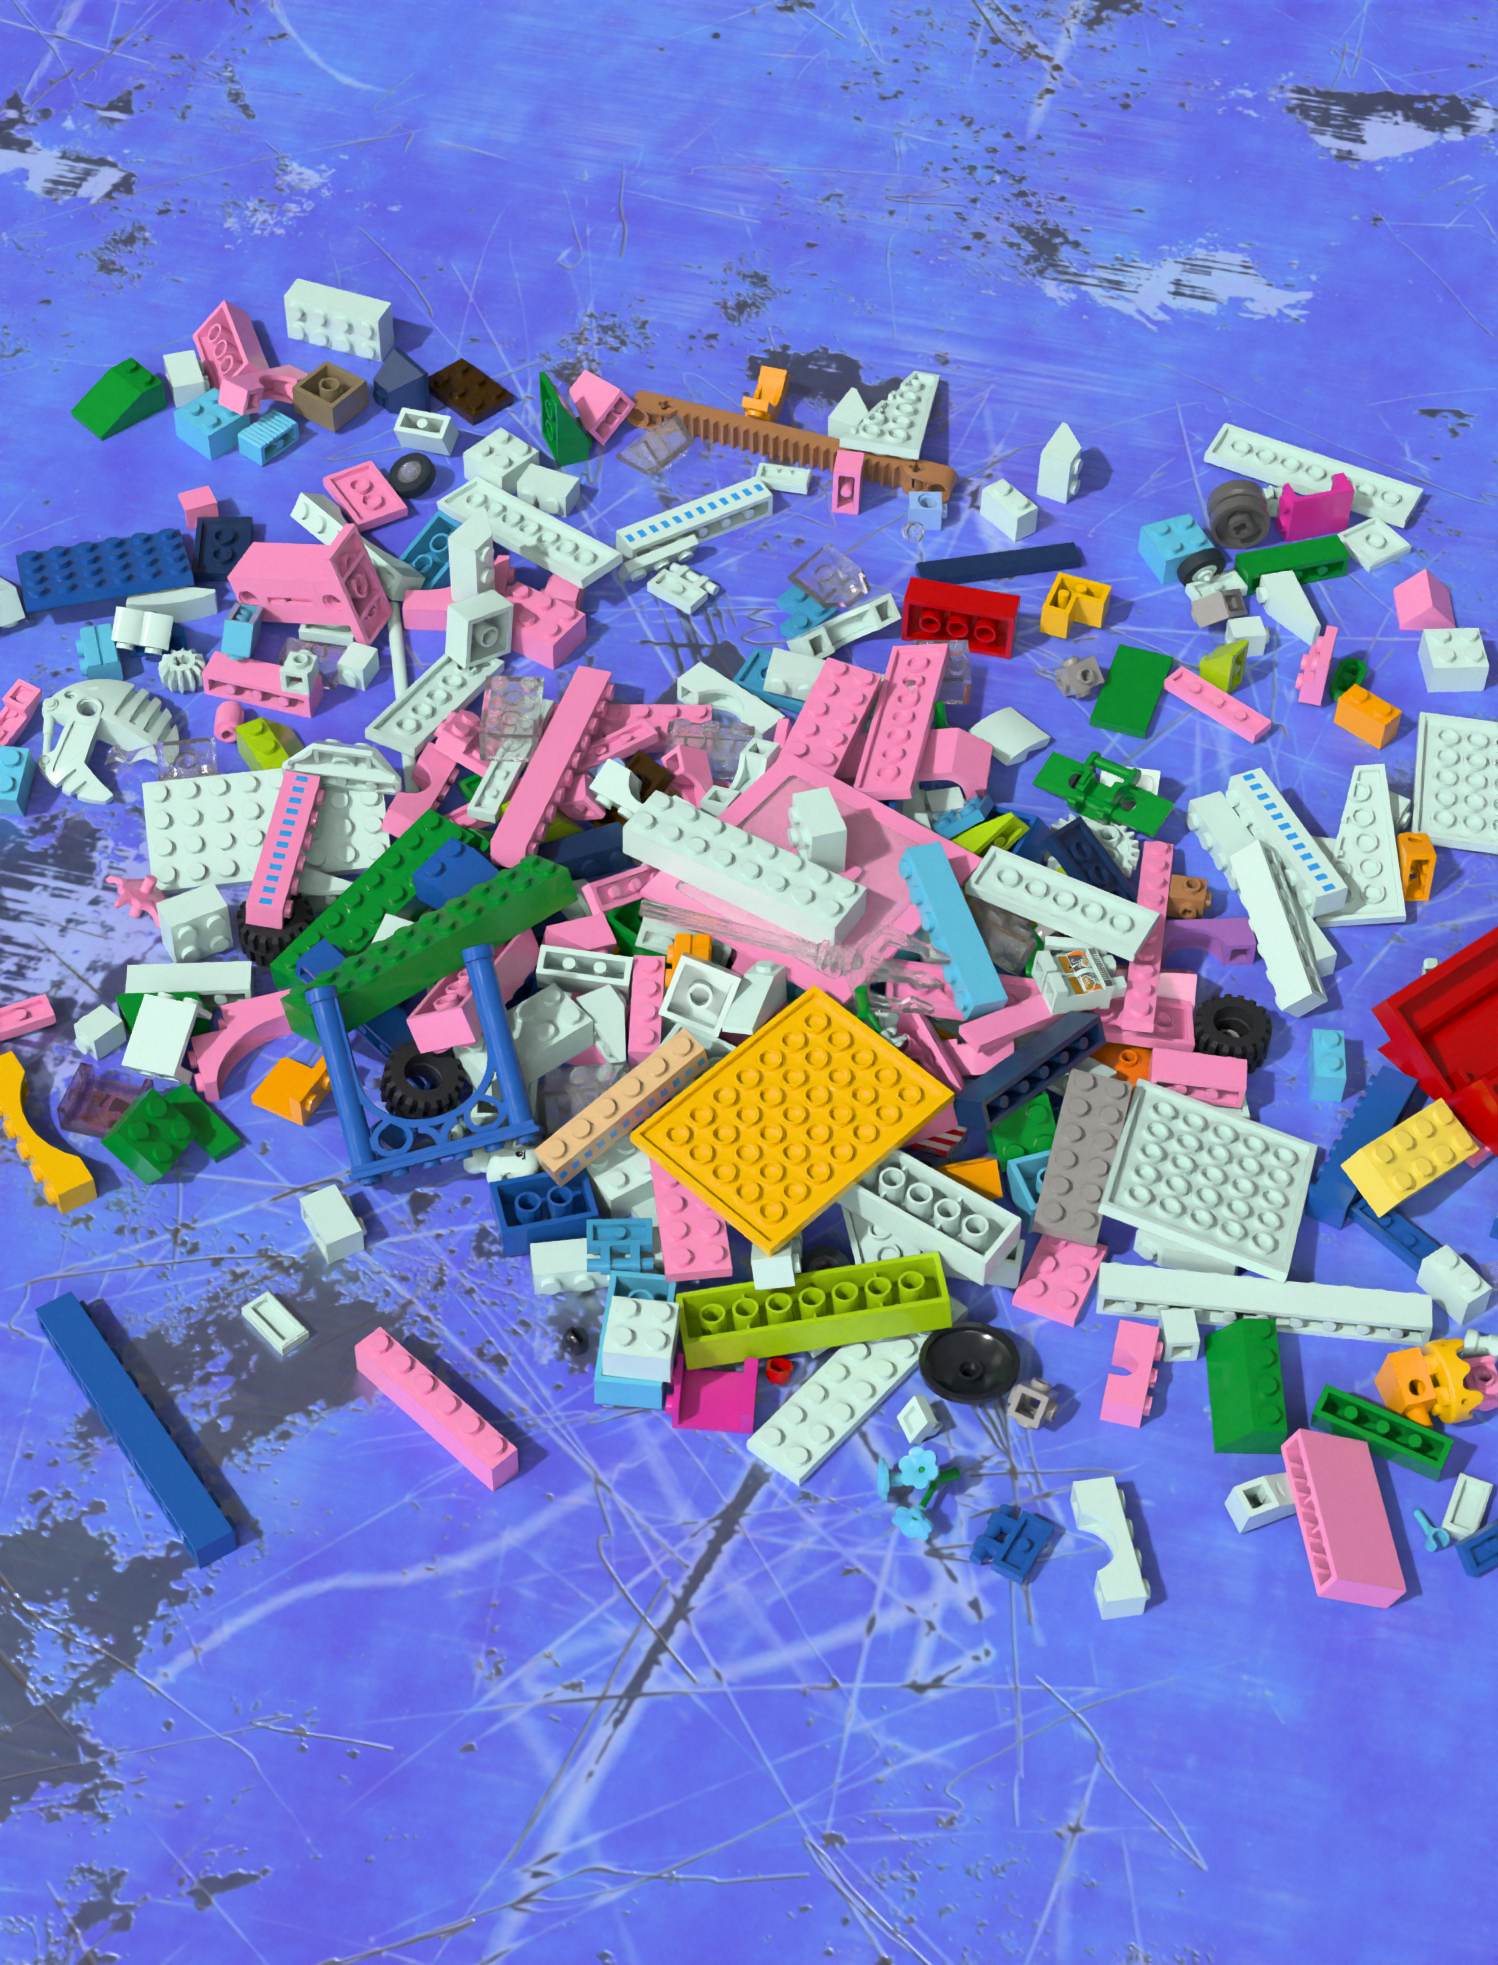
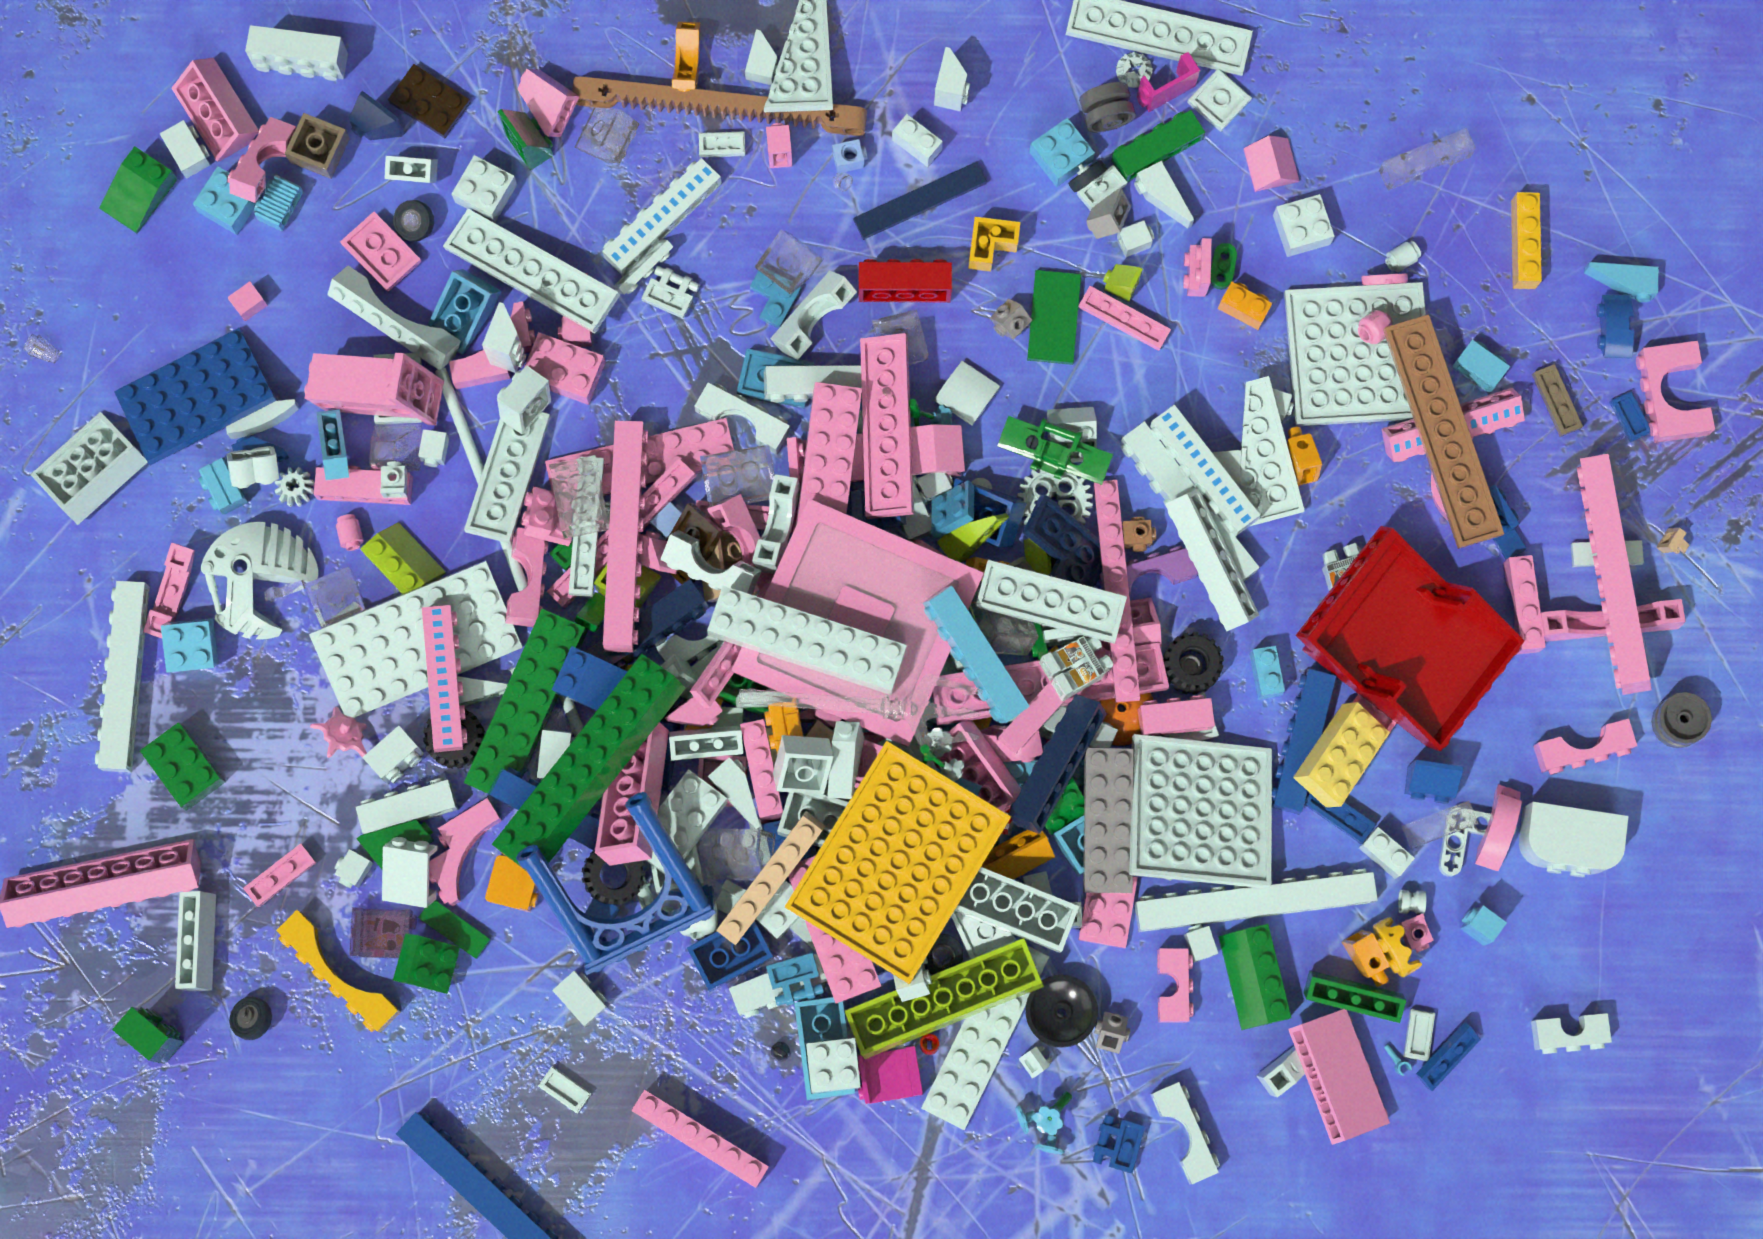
camera: 15 degrees left, 30 degrees up
(220, 546) = (281, 341): dark blue plate -> none
(346, 766) = (464, 585): light aqua wedge -> none
(549, 490) = (531, 209): light aqua brick -> none
(818, 829) = (856, 595): light aqua brick -> none

